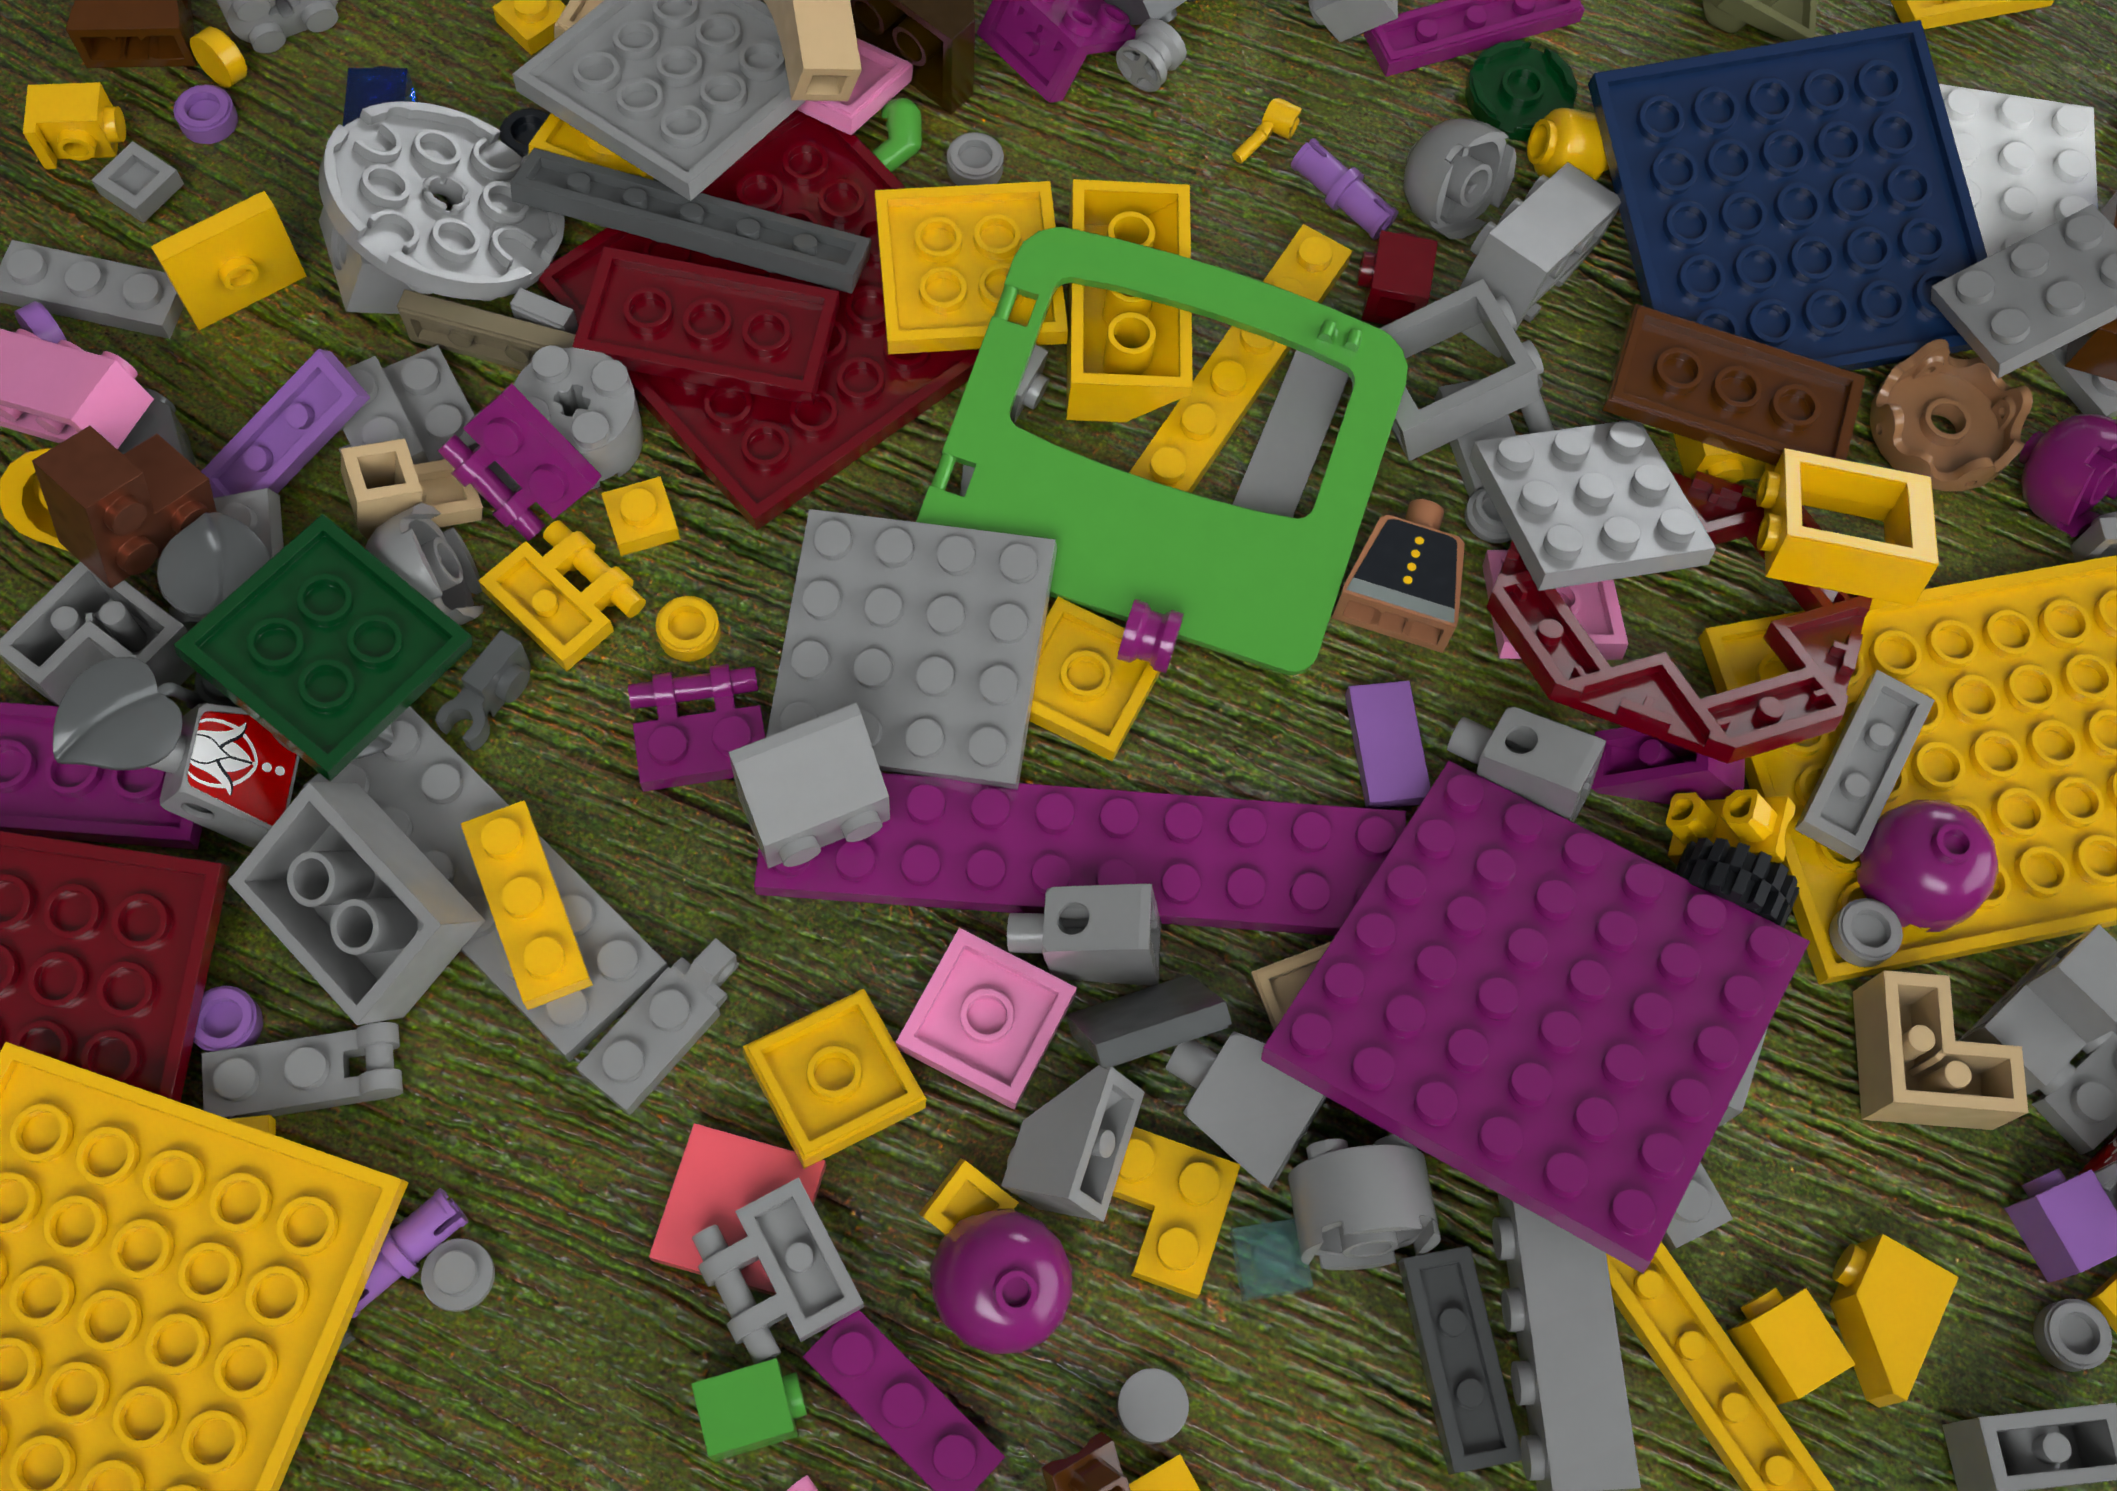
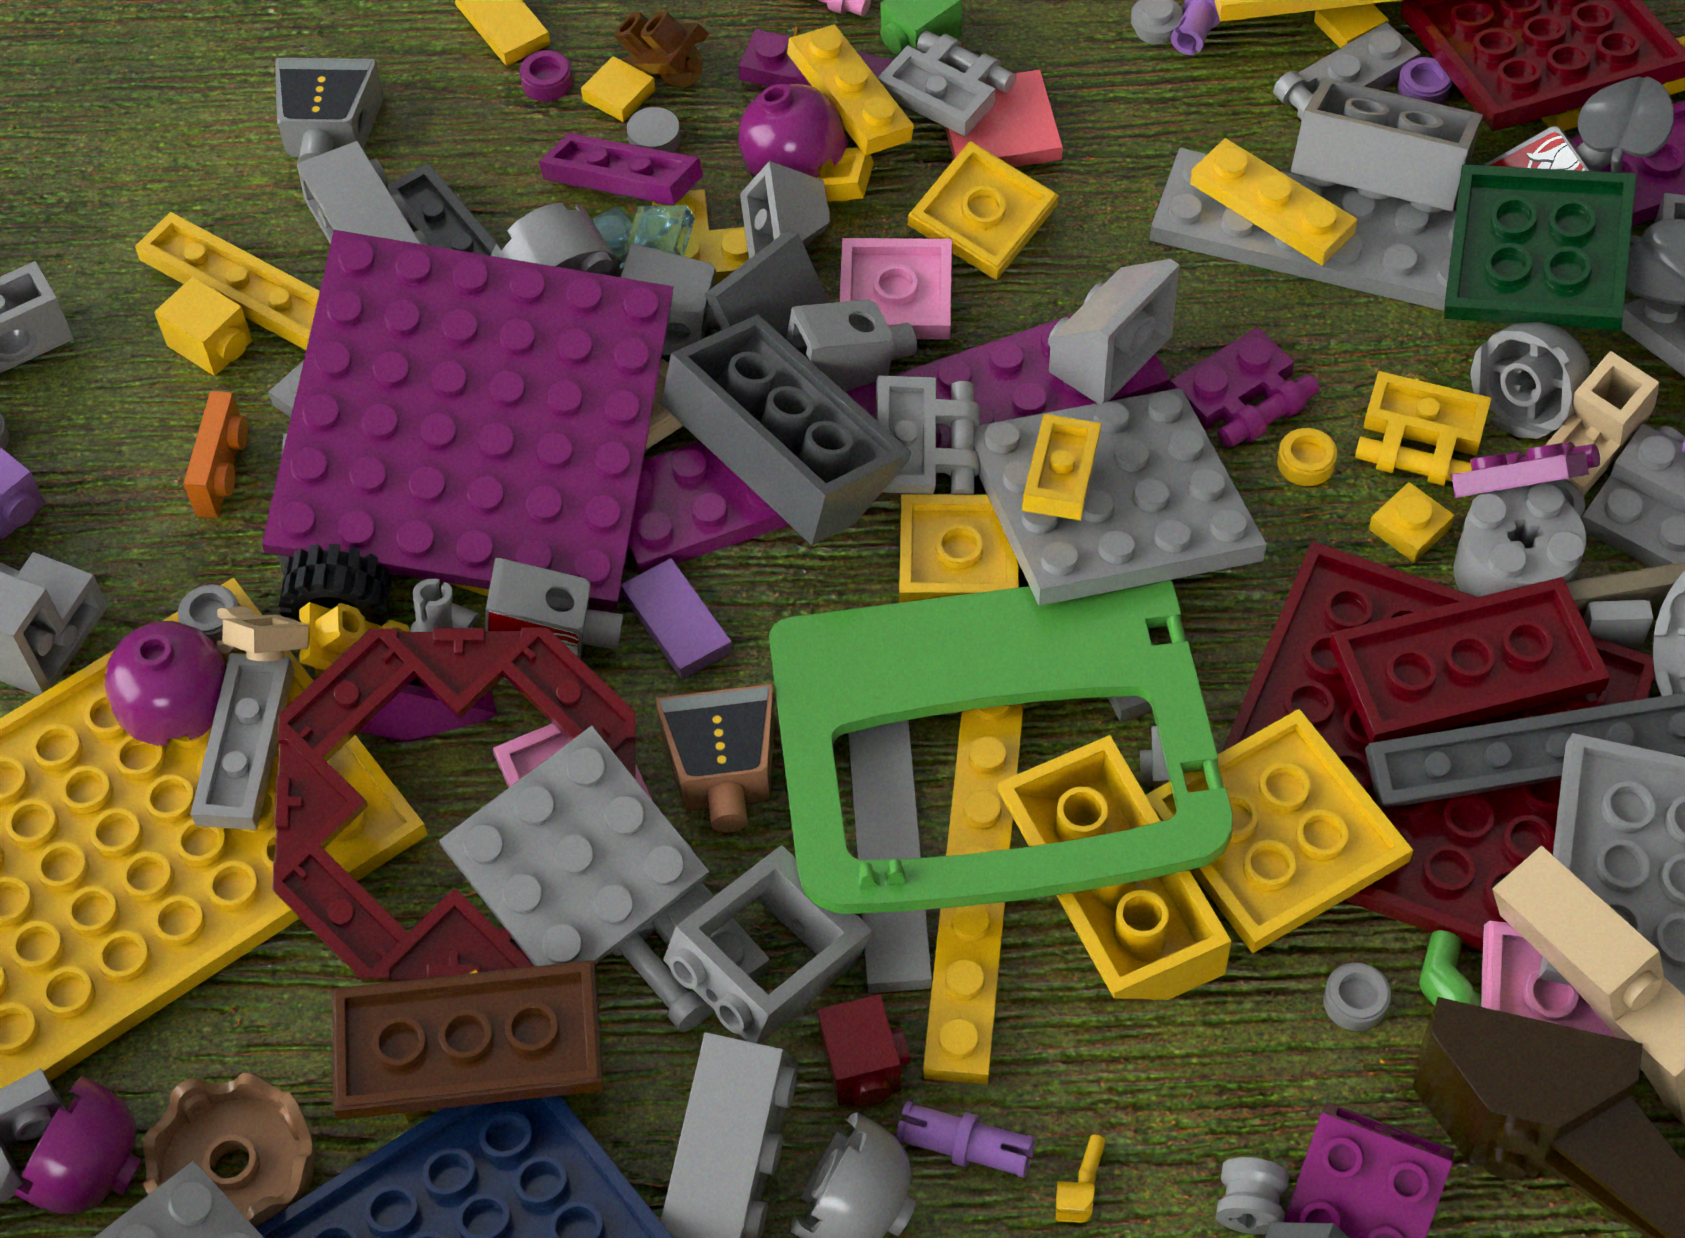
camera: 165 degrees right, 10 degrees down
(492, 680) = (1420, 341): dark grey plate -> none
(660, 1028) = (1128, 195): light grey hinge -> none
(902, 1311) = (842, 75): none -> yellow plate
(964, 645) = (1061, 467): none -> yellow plate
(1082, 791) = (910, 414): none -> light grey plate
(1150, 636) = (917, 567): magenta wheel -> none
(1211, 840) = (782, 427): none -> dark grey slope
(1223, 1202) = (662, 228): none -> clear light blue plate
(1227, 1334) = (621, 168): none -> magenta plate
(1645, 792) = (439, 612): none -> light grey piece
(1802, 1174) = (211, 464): none -> orange plate
(1833, 839) = (260, 636): none -> tan plate
(1841, 562) = (248, 939): yellow window -> none
(1888, 1313) = (130, 379): yellow slope -> none
(1916, 1068) = (130, 530): tan brick -> none

